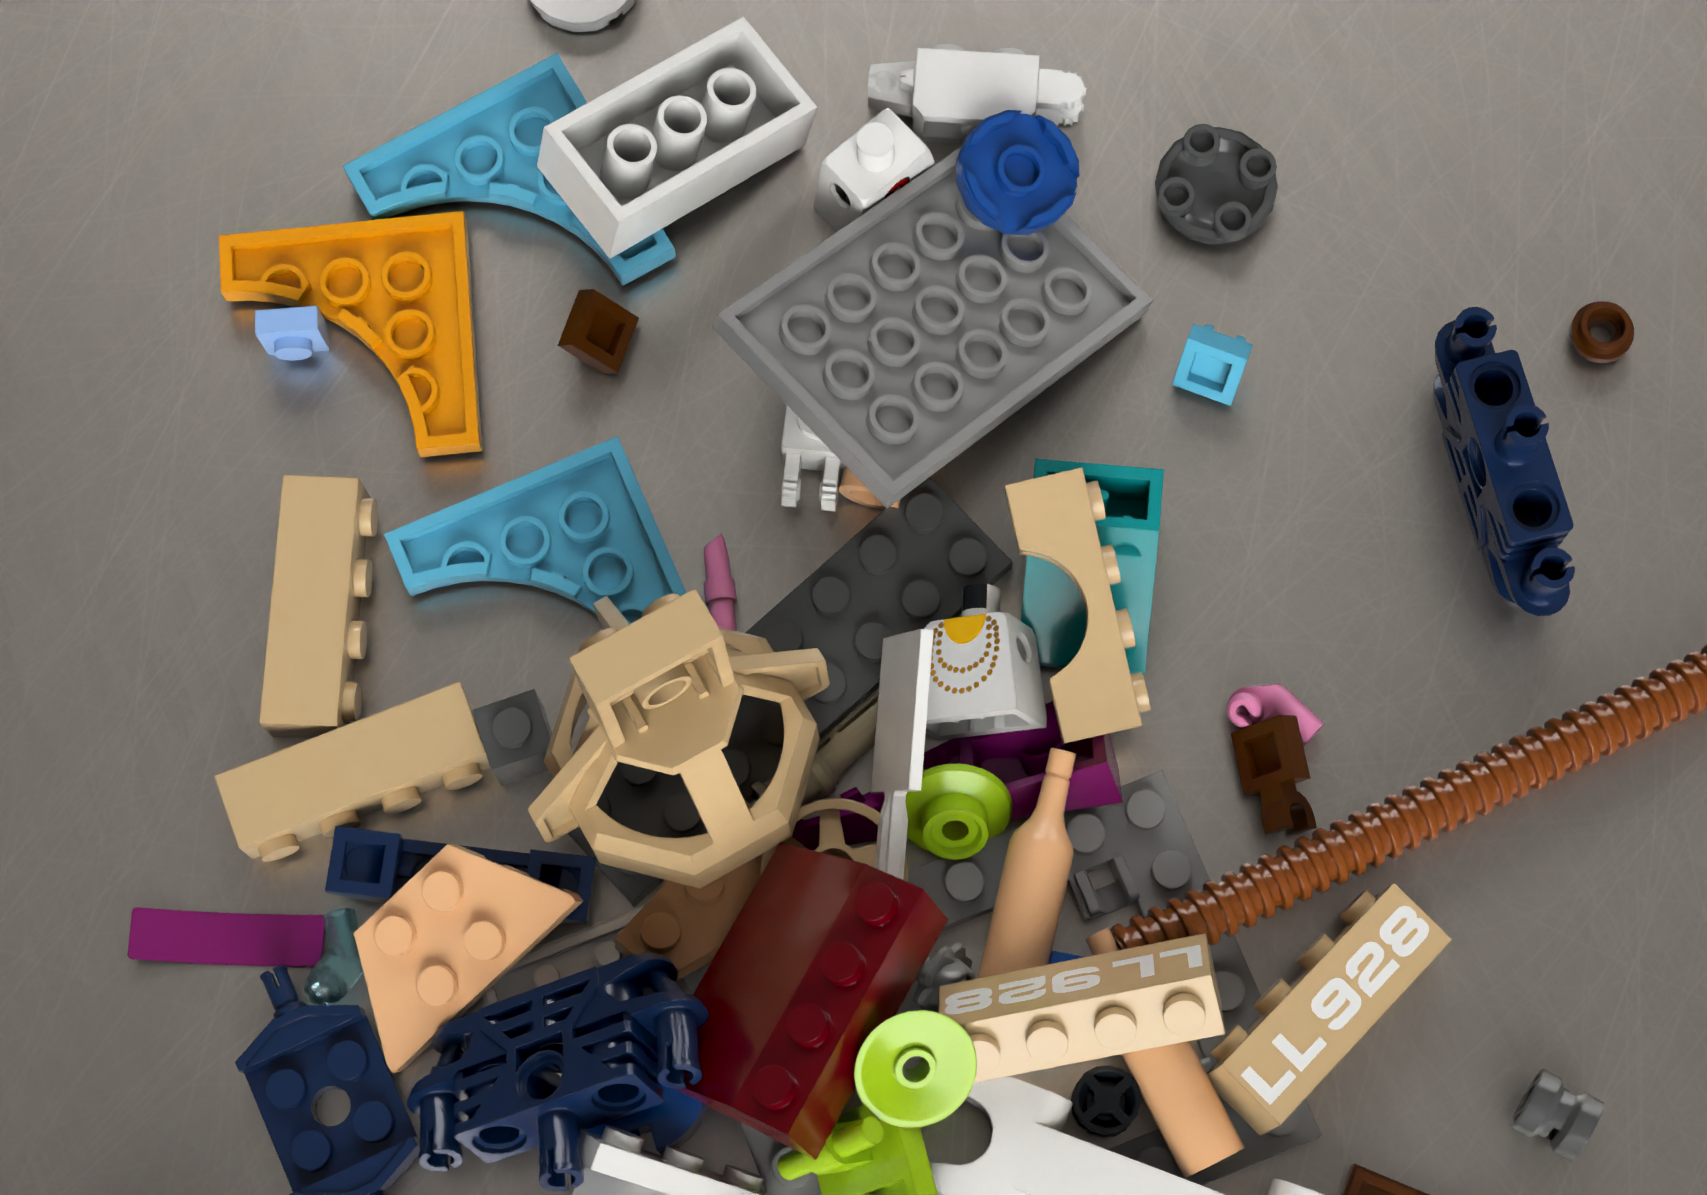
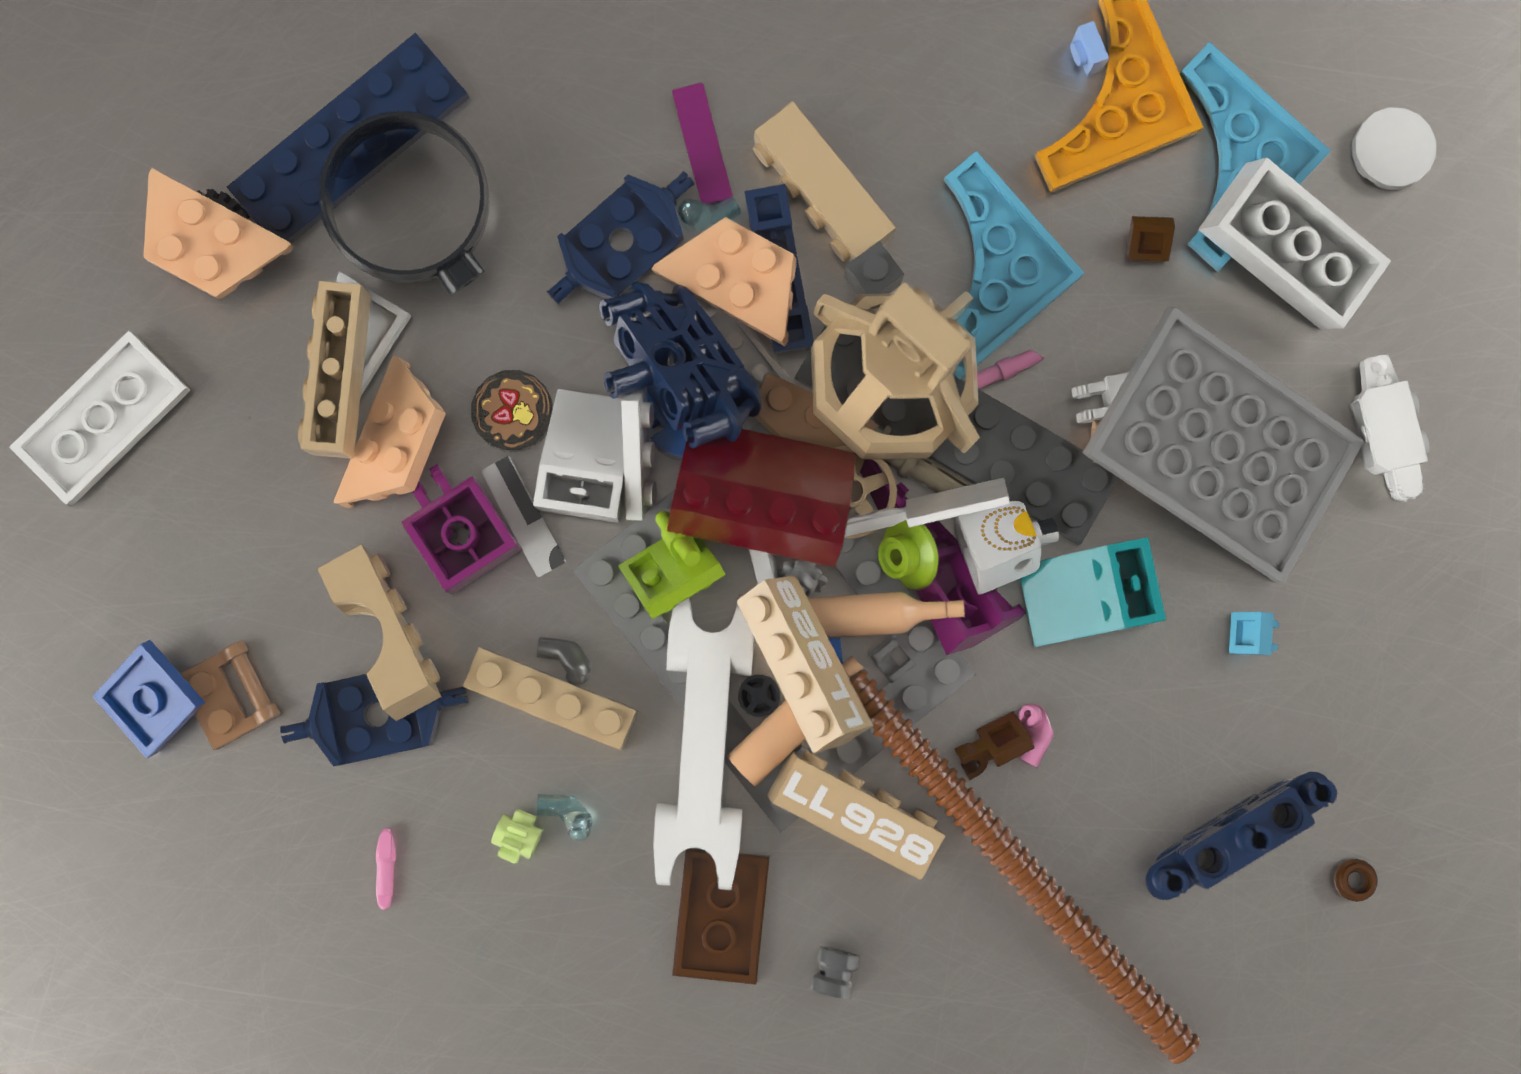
camera: 70 degrees right, 10 degrees up
(317, 606) = (918, 126): tan brick -> none
(869, 169) = (1312, 375): white torso -> none
(932, 1087) = (726, 583): piece -> none
(1017, 172) = (1340, 470): blue tile -> none
(1056, 523) = (1105, 562): tan arch -> none
(1216, 184) = (1377, 602): dark grey dish -> none

